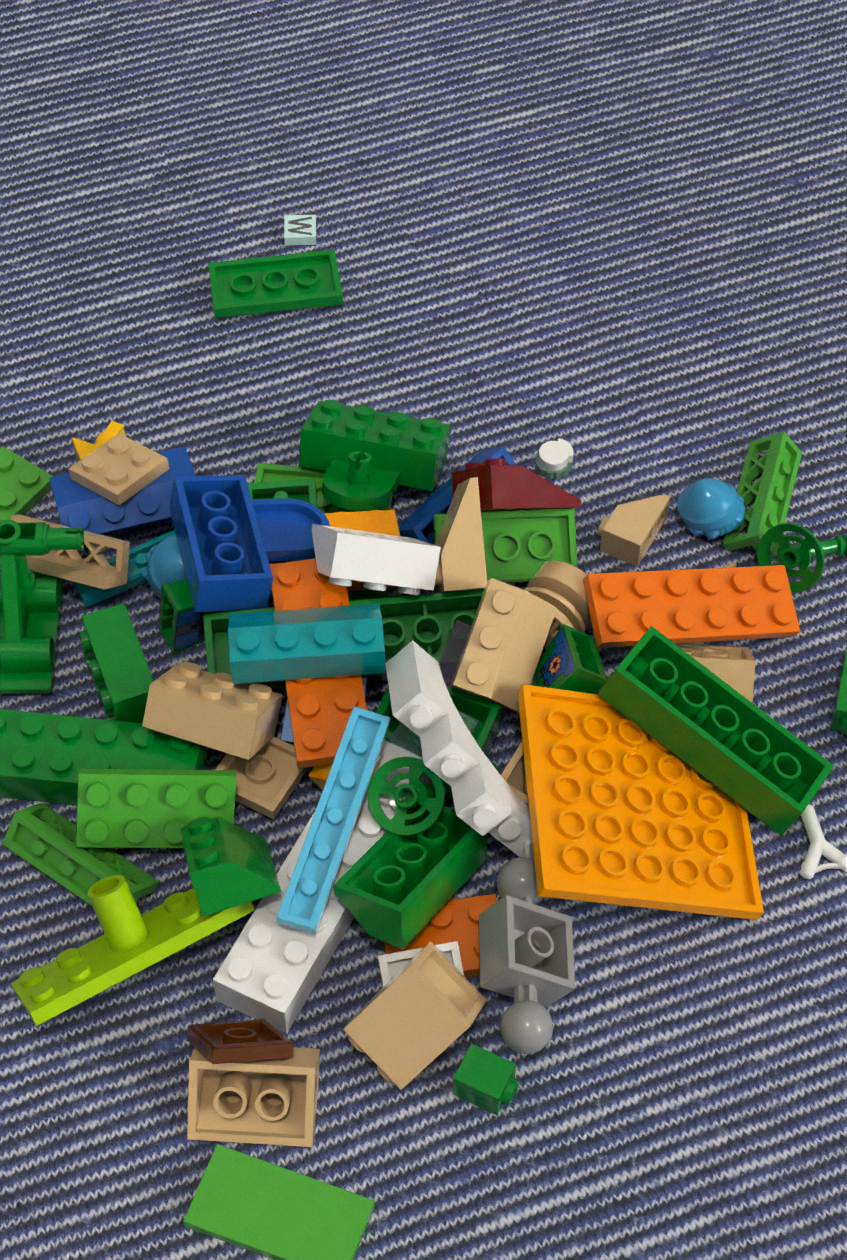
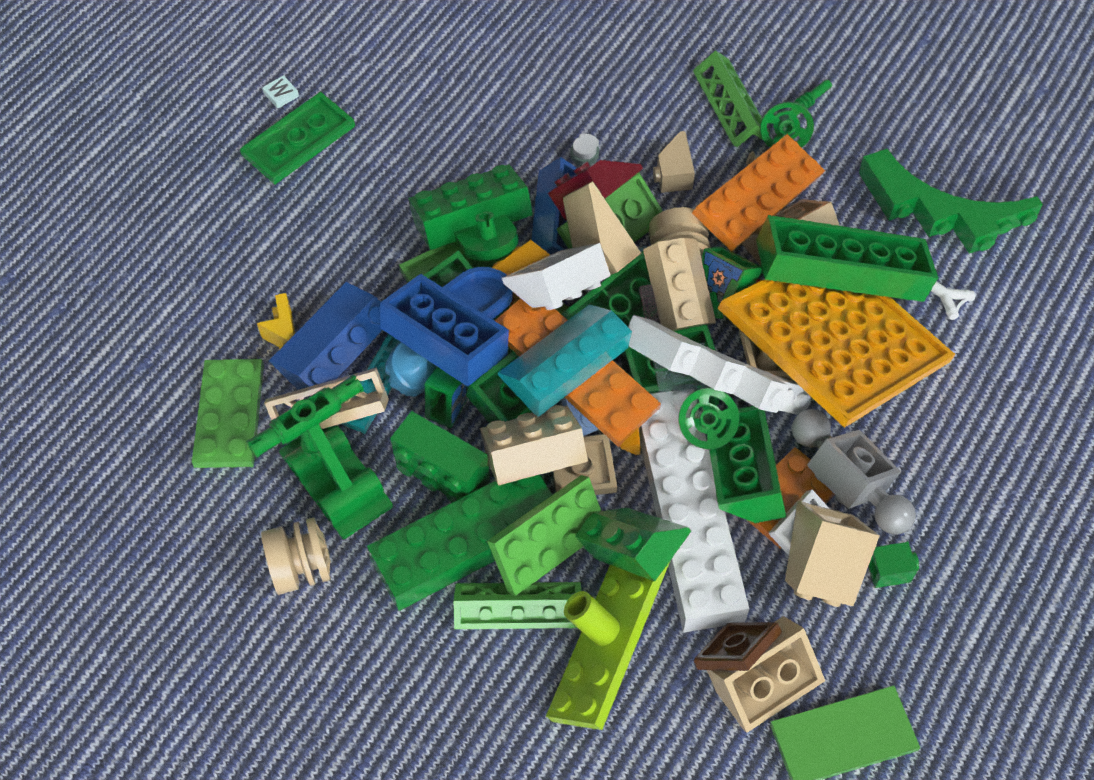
camera: 35 degrees left, 5 degrees up
(119, 469) = (318, 323): tan plate -> none
(333, 821) = (681, 463): medium azure plate -> none
(711, 508) = (711, 124): dark azure hair -> none

